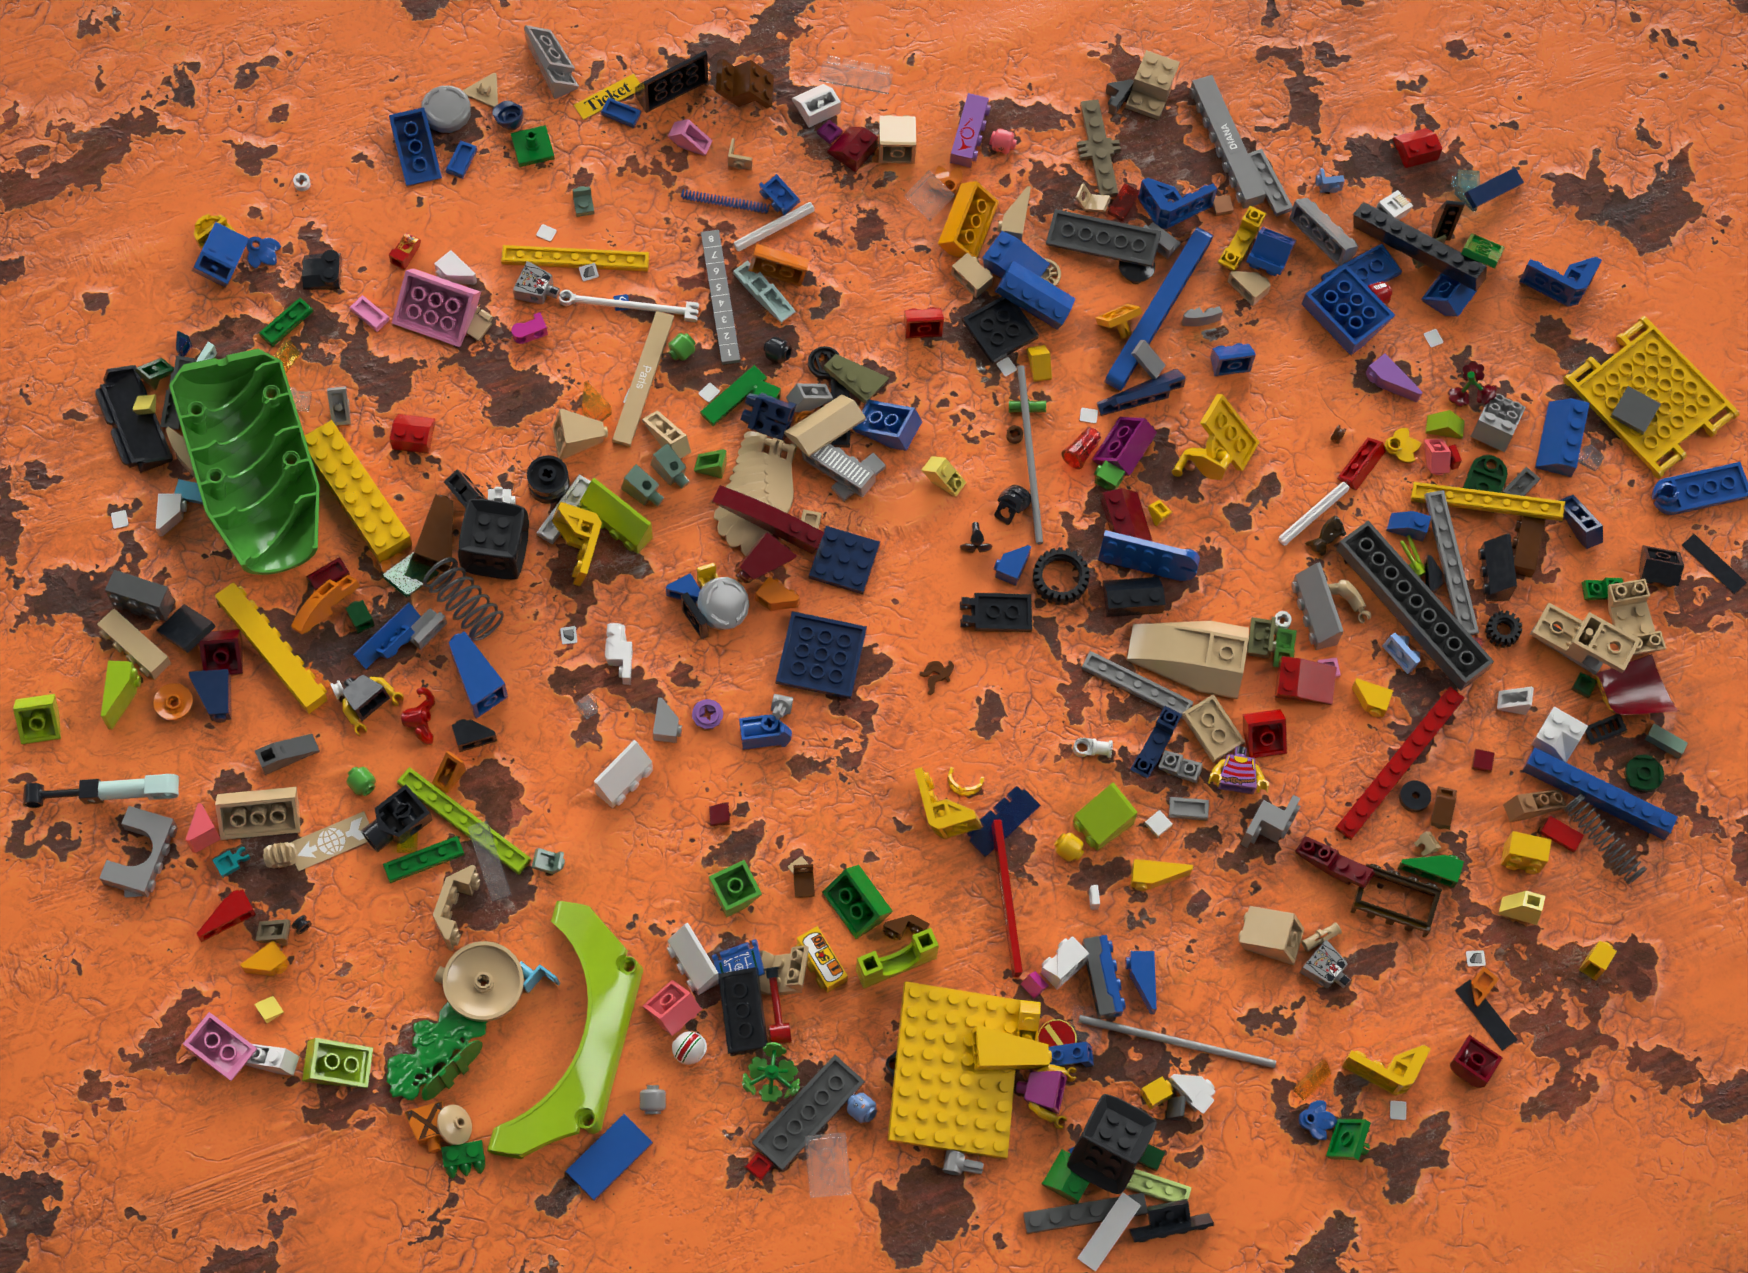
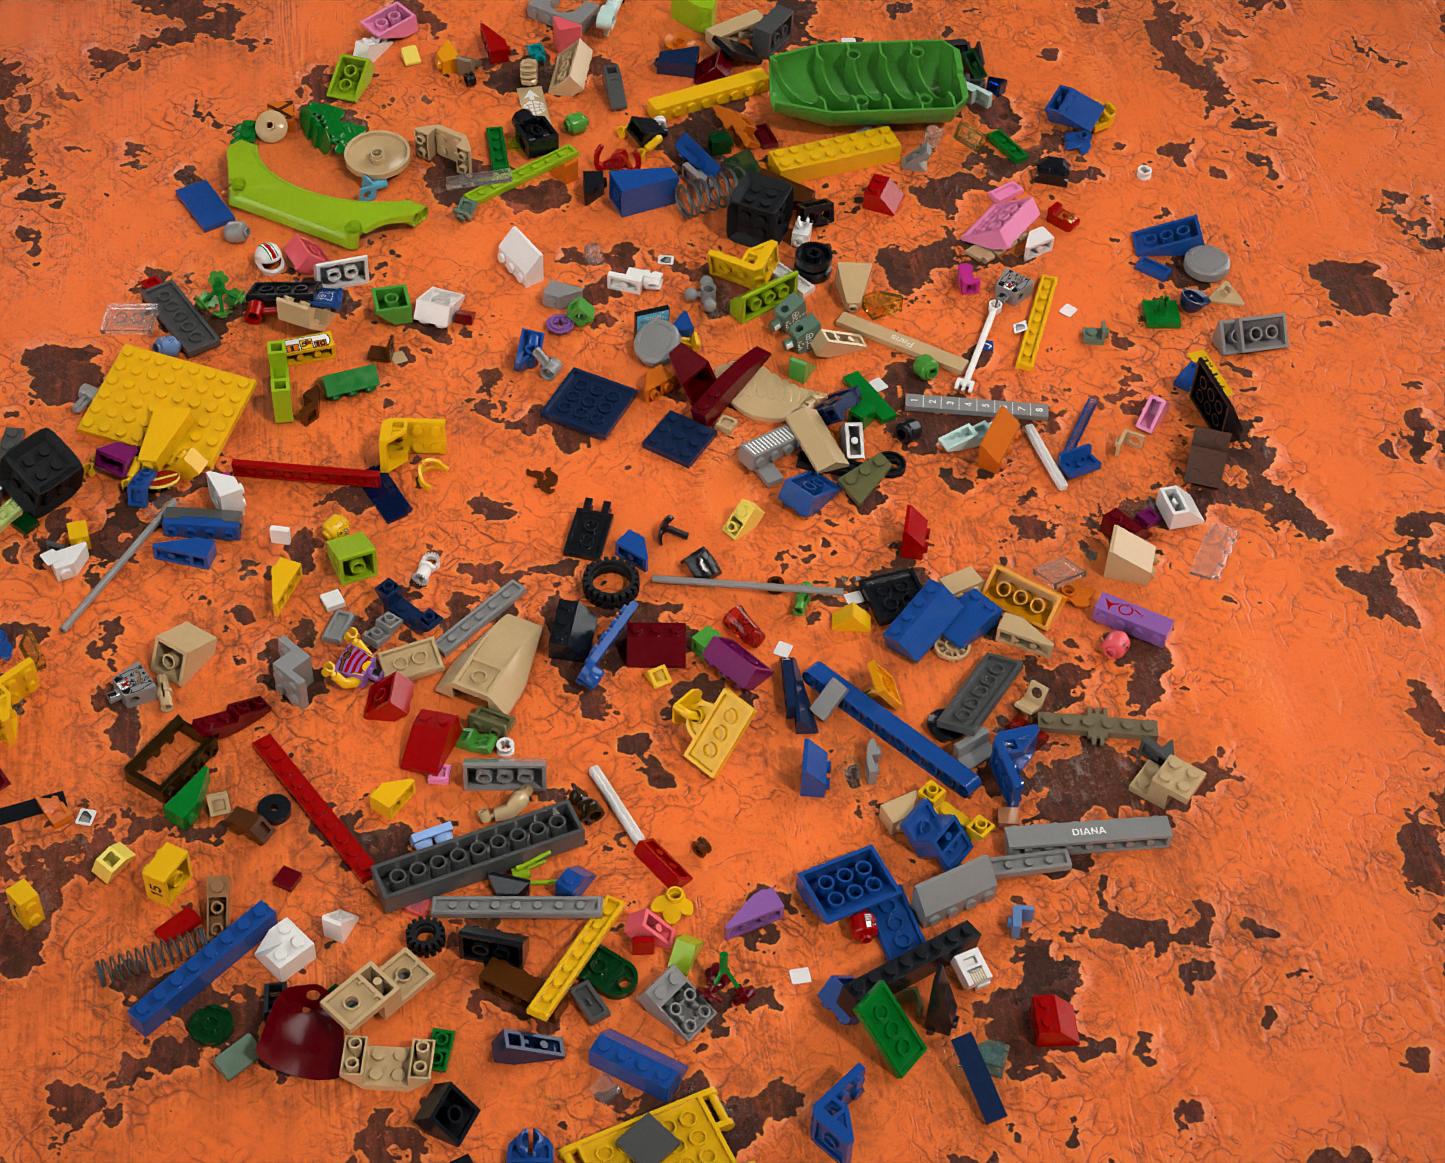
camera: 105 degrees right, 20 degrees down
(627, 592) = (707, 293): none -> light grey piece
(691, 693) = (580, 311): none -> bright green brick
(715, 842) = (438, 307): none -> white slope

